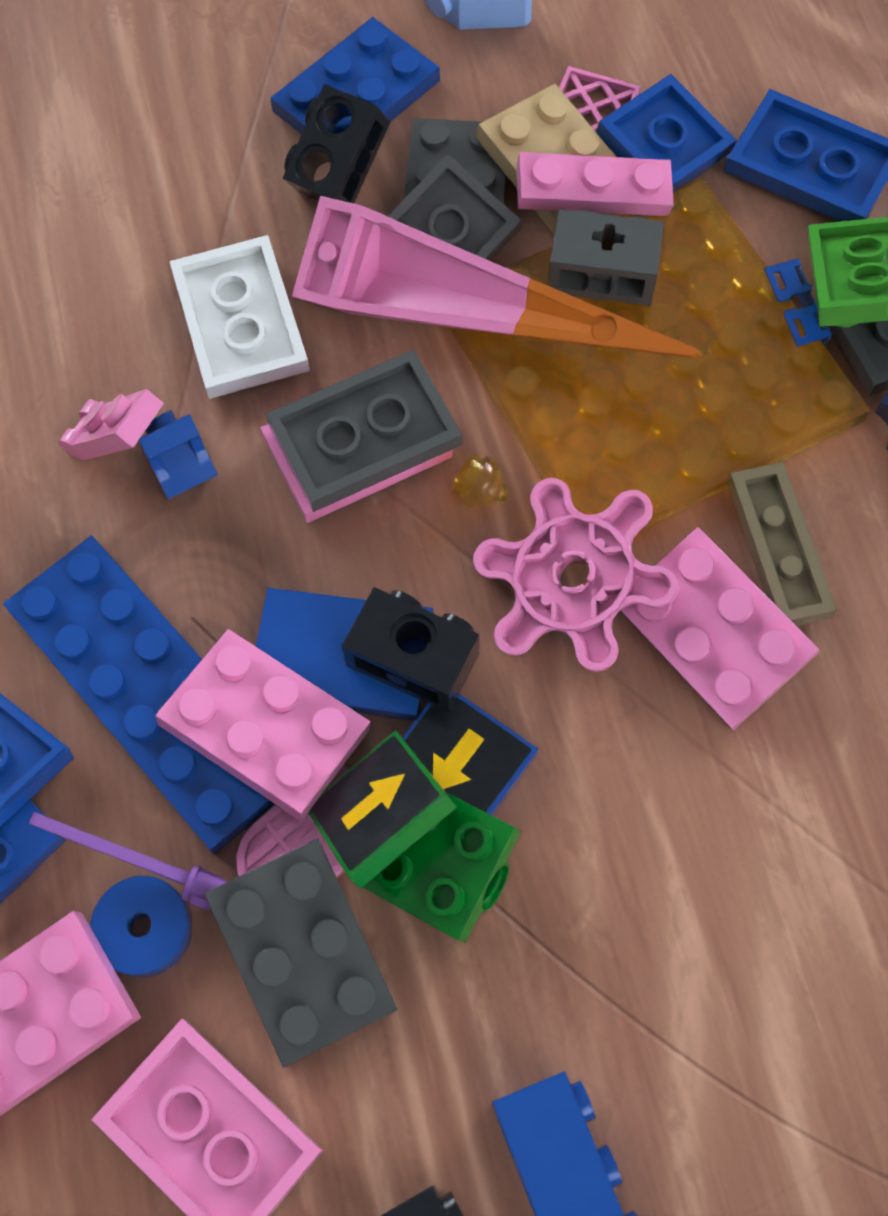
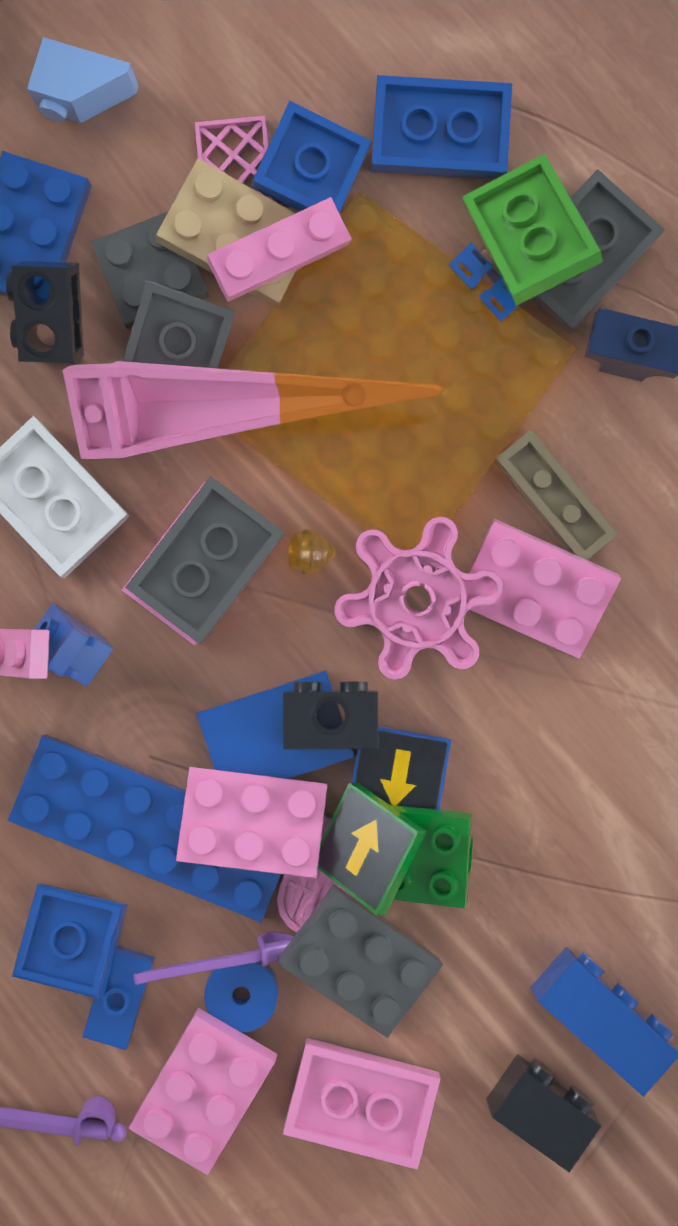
camera: 25 degrees left, 20 degrees up
(606, 256) = (298, 328): dark grey brick -> none

